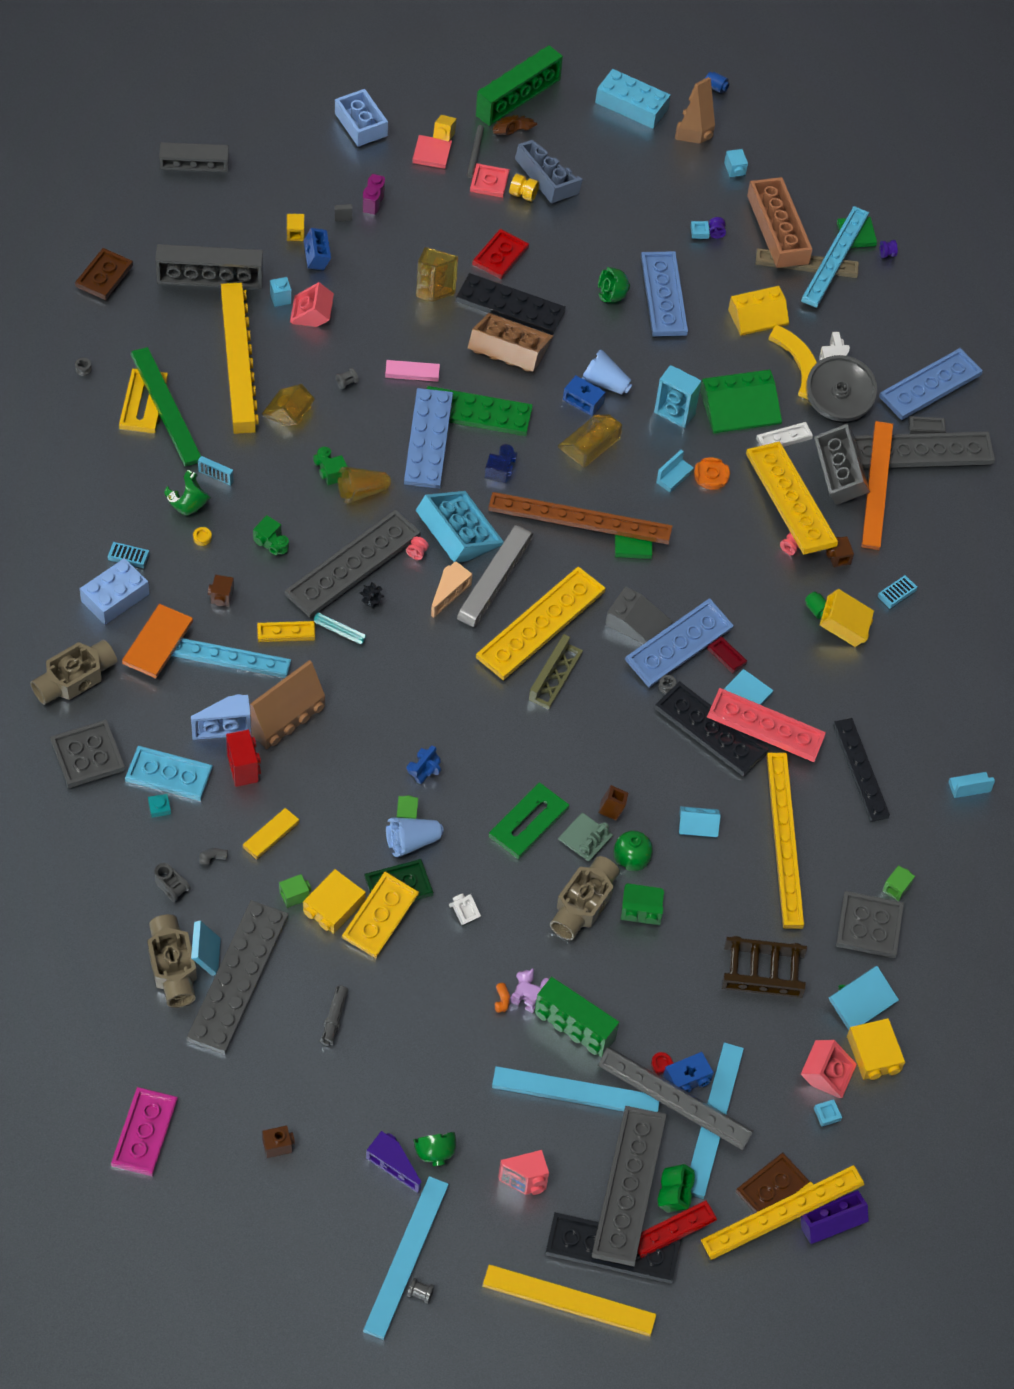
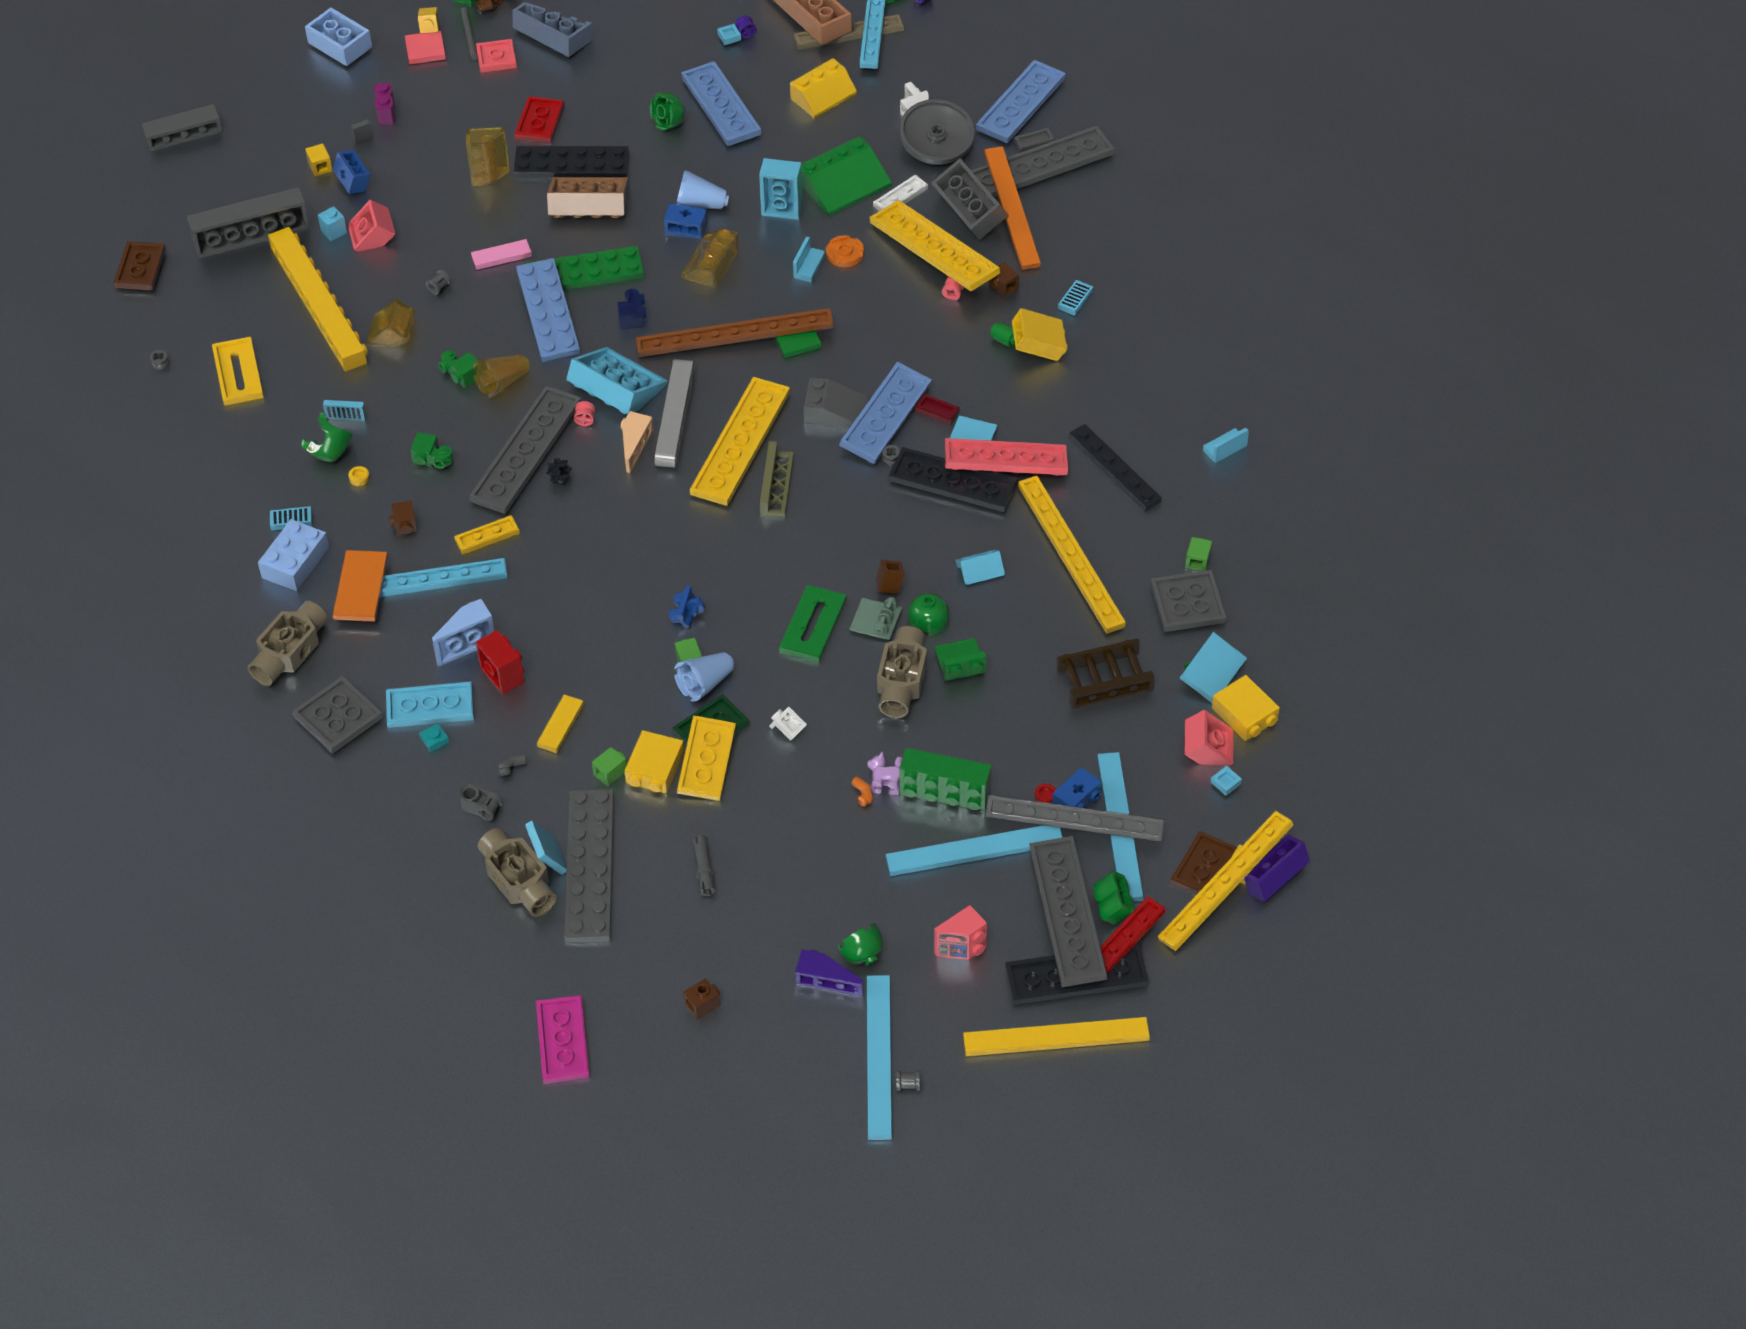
camera: 15 degrees left, 5 degrees down
(166, 406) = (264, 367): green tile -> none
(286, 706) = (524, 597): medium nougat slope -> none
(339, 628) = (540, 513): axle -> none
(524, 187) = (535, 50): yellow wheel -> none
(799, 350) = (884, 117): yellow tile -> none

